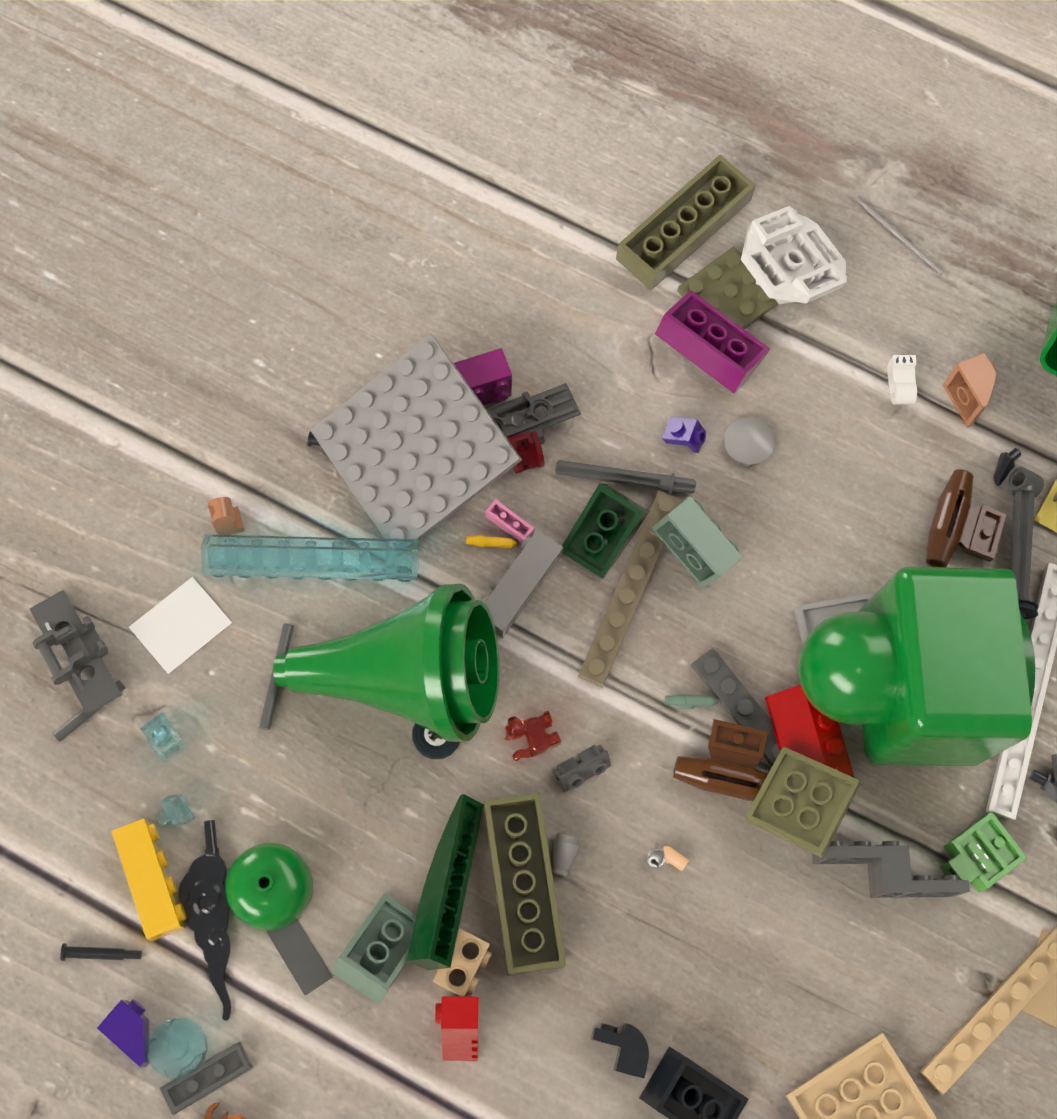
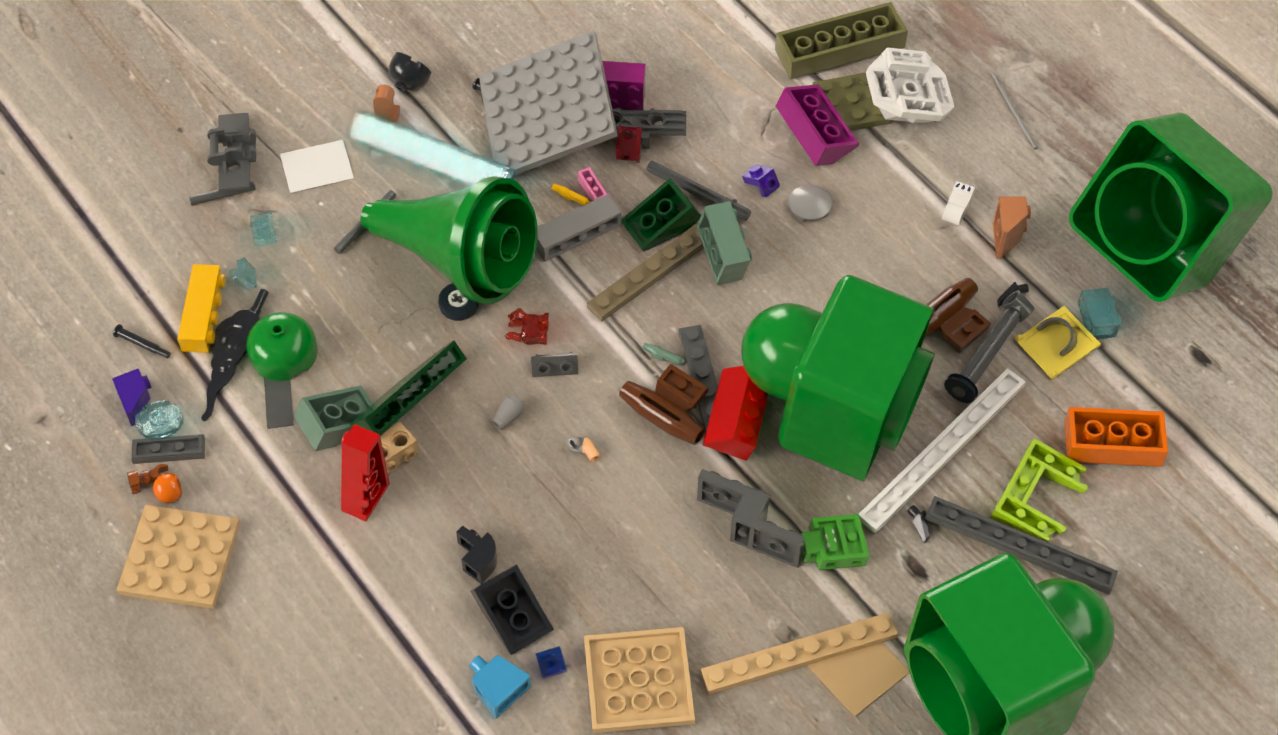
camera: 30 degrees right, 15 degrees down
(227, 462) = (408, 73): none -> black cylinder
(524, 884) = (464, 416): olive brick -> none
(802, 801) = (703, 435): olive plate -> none

